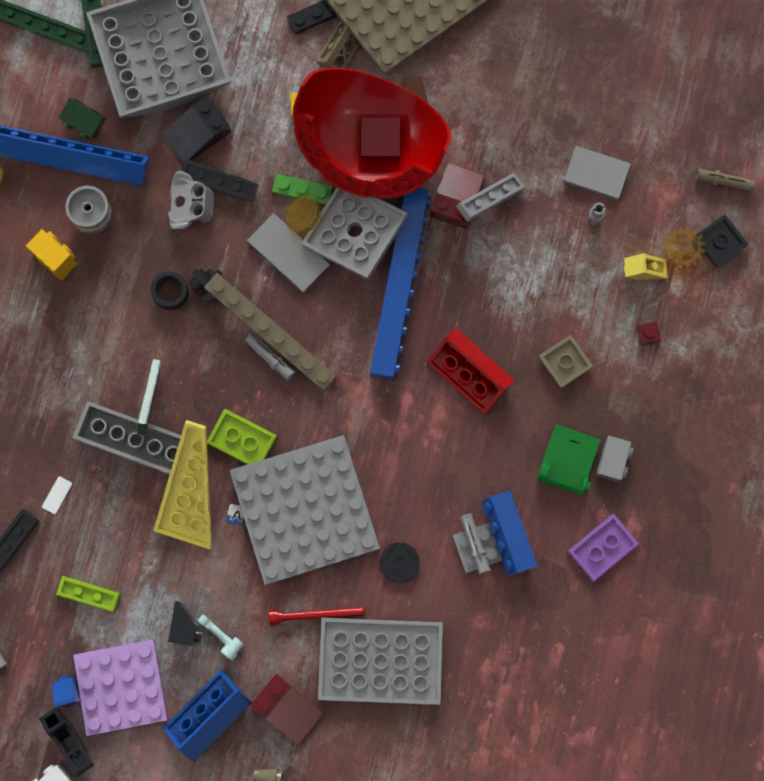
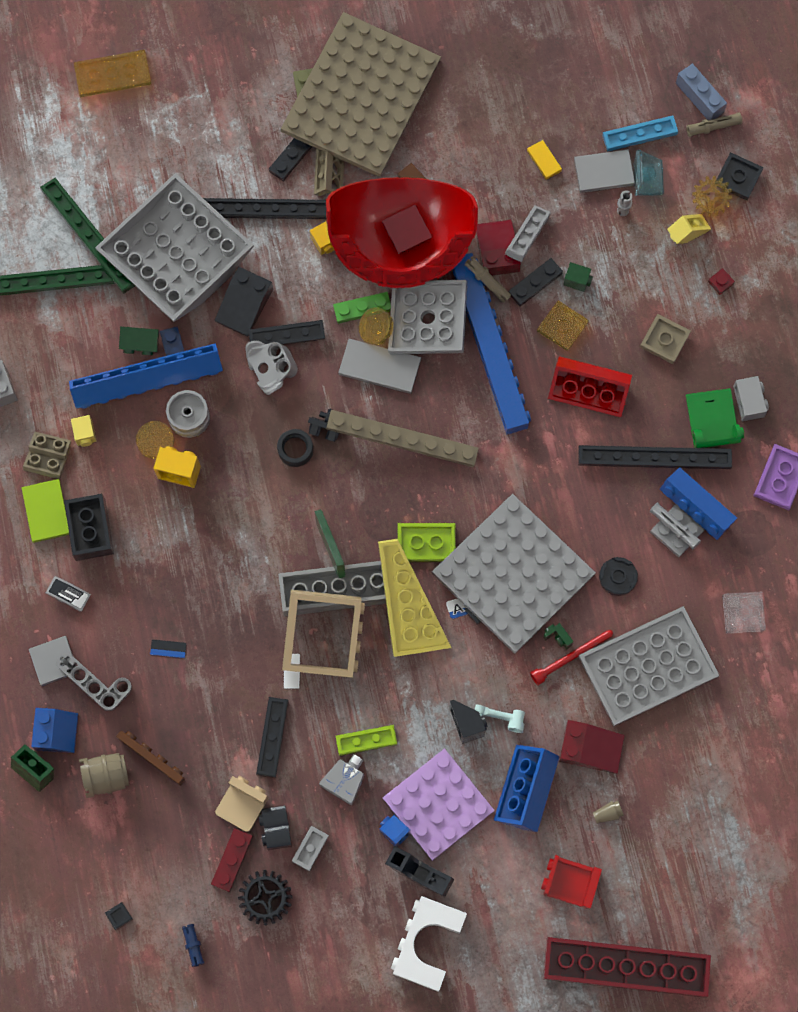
camera: 25 degrees left, 5 degrees down
(47, 621) = (344, 779): none -> light grey torso
(49, 216) = (152, 437): none -> clear yellow tile
(92, 432) = (296, 595): none -> tan window
(113, 134) = (171, 341): none -> dark blue plate
(260, 50) = (269, 208): none -> black tile
(275, 362) = (412, 460): light grey pin -> none
(315, 593) = (562, 636): none -> dark green bracket
(426, 216) = (481, 273): none -> dark tan pin
(474, 246) = (535, 282): none -> black plate
(477, 300) = (562, 325): none -> clear yellow tile
(494, 468) = (654, 457): none -> black plate
(497, 656) = (744, 612): none -> clear plate
(515, 261) = (578, 277): none -> dark green brick
(546, 134) = (544, 159): none -> yellow tile
(636, 197) = (648, 174): none -> clear light blue slope
(650, 153) = (640, 133): none -> dark azure plate
(729, 143) = (701, 92): none -> sand blue brick

